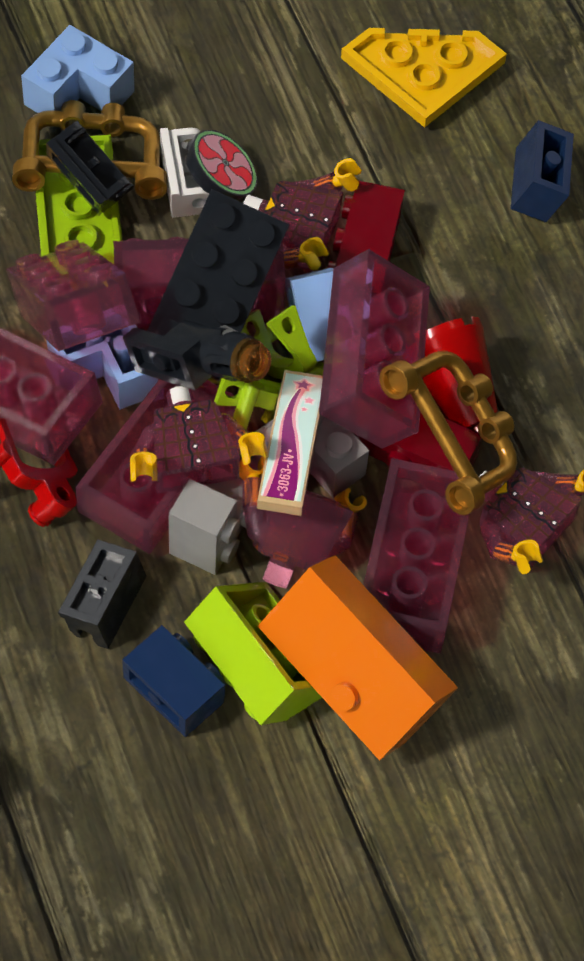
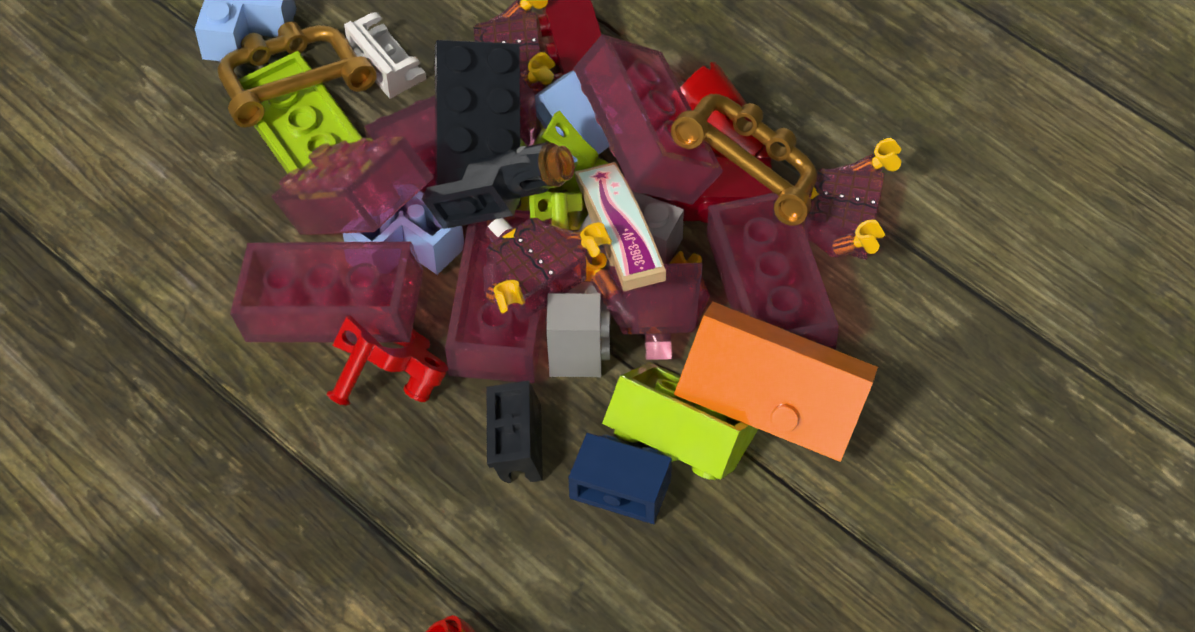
camera: 20 degrees left, 5 degrees down
(88, 168) = (298, 82): black hinge -> none
(221, 165) = (410, 33): tile -> none

